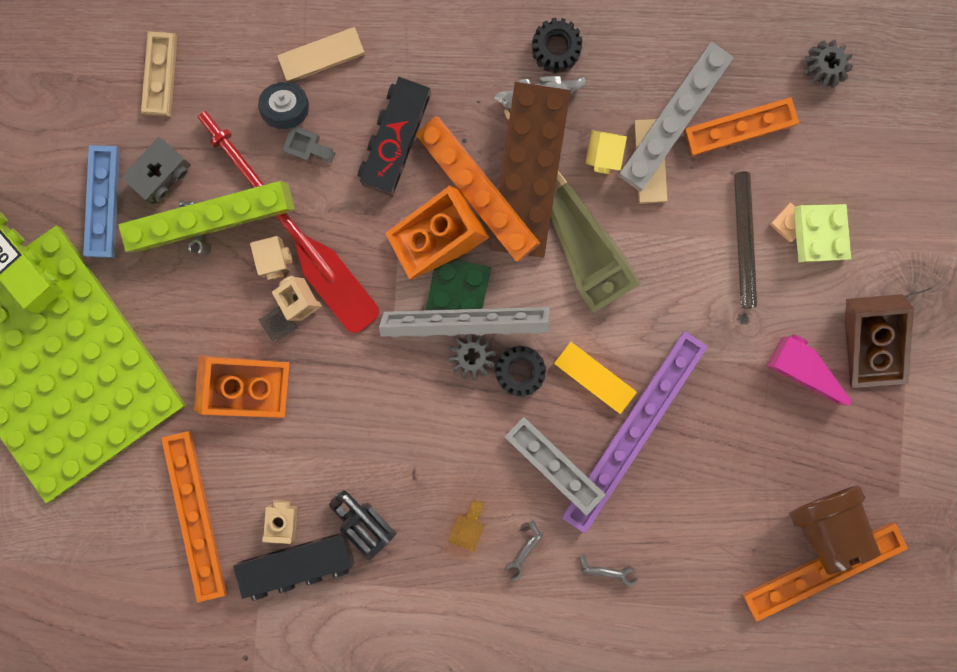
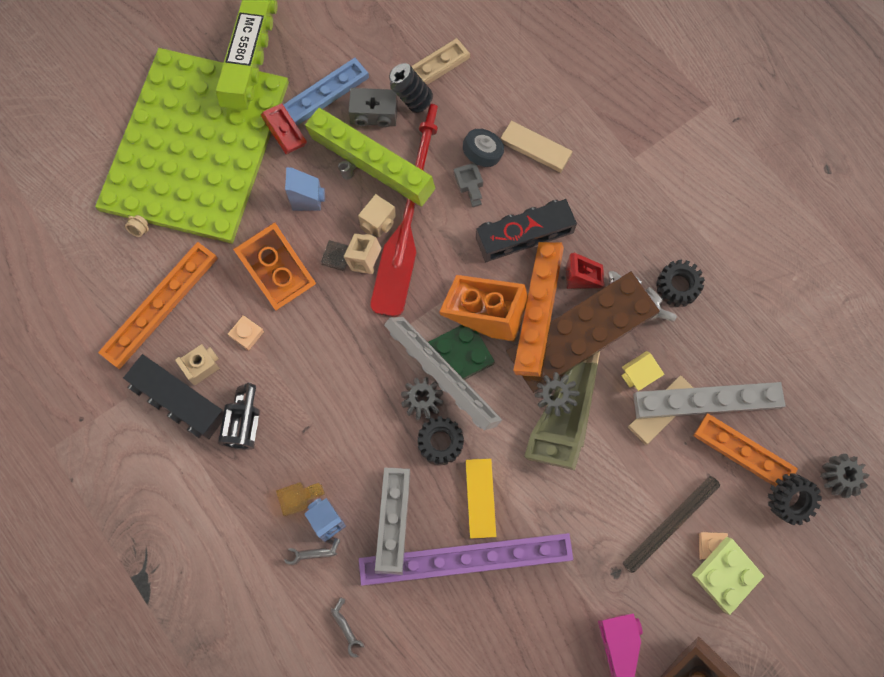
camera: 50 degrees right, 15 degrees down
(97, 479) = (136, 225): none -> tan plate
(109, 271) = (283, 128): none -> red plate
(169, 123) = (410, 88): none -> black piece
(191, 304) = (303, 191): none -> medium blue slope
(284, 459) = (246, 332): none -> light nougat plate
(477, 120) = (583, 273): none -> red slope
(507, 521) = (324, 519): none -> medium blue slope
(576, 244) = (555, 385): none -> dark grey gear
(801, 124) = (804, 505): none -> black tyre

